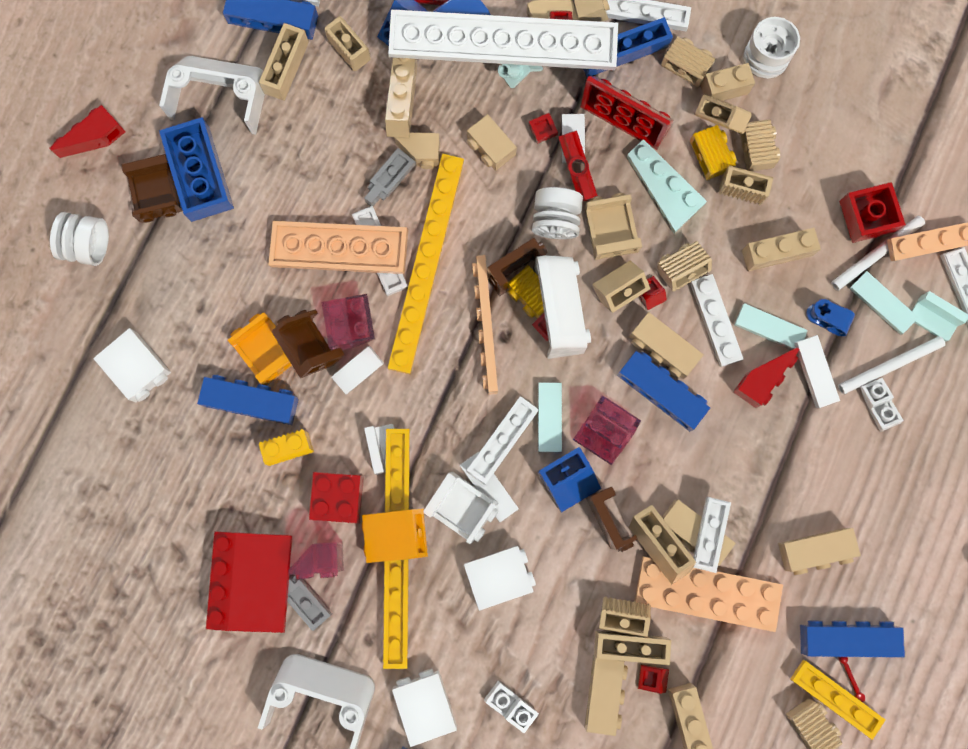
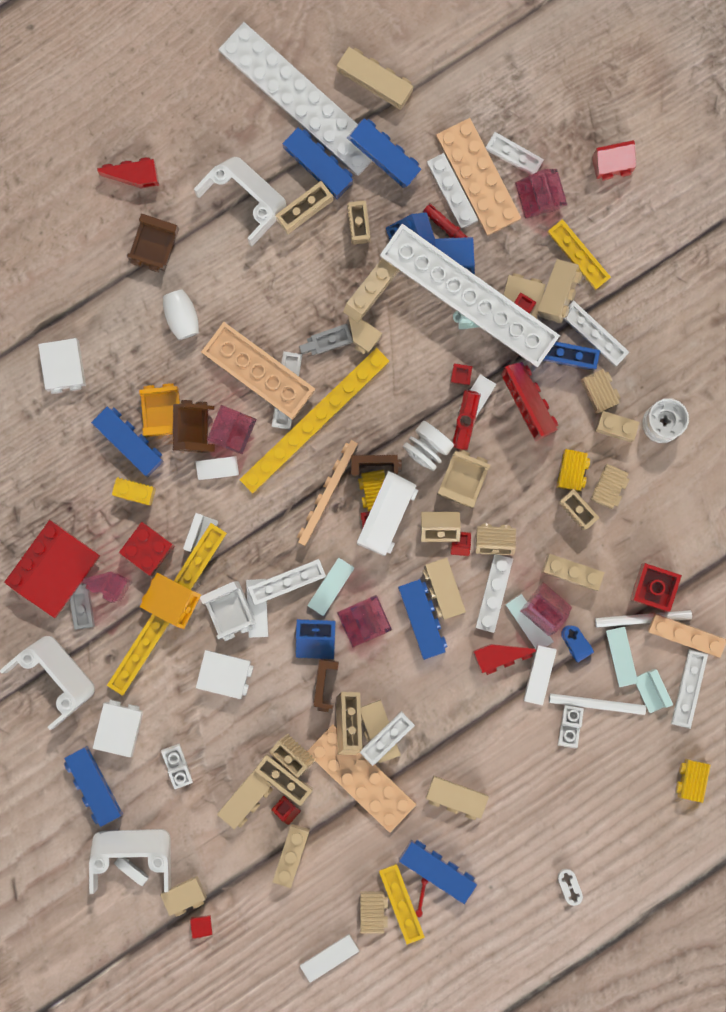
camera: 30 degrees right, 5 degrees up
(79, 238) = (79, 250): white wheel -> none
(196, 169) = (192, 250): blue brick -> none
(224, 240) = (180, 314): none -> white piece
(491, 143) = (416, 362): tan brick -> none
(672, 193) = (523, 477): light aqua wing -> none
(723, 114) = (595, 448): tan brick -> none
(782, 302) = (546, 609): none -> clear pink slope

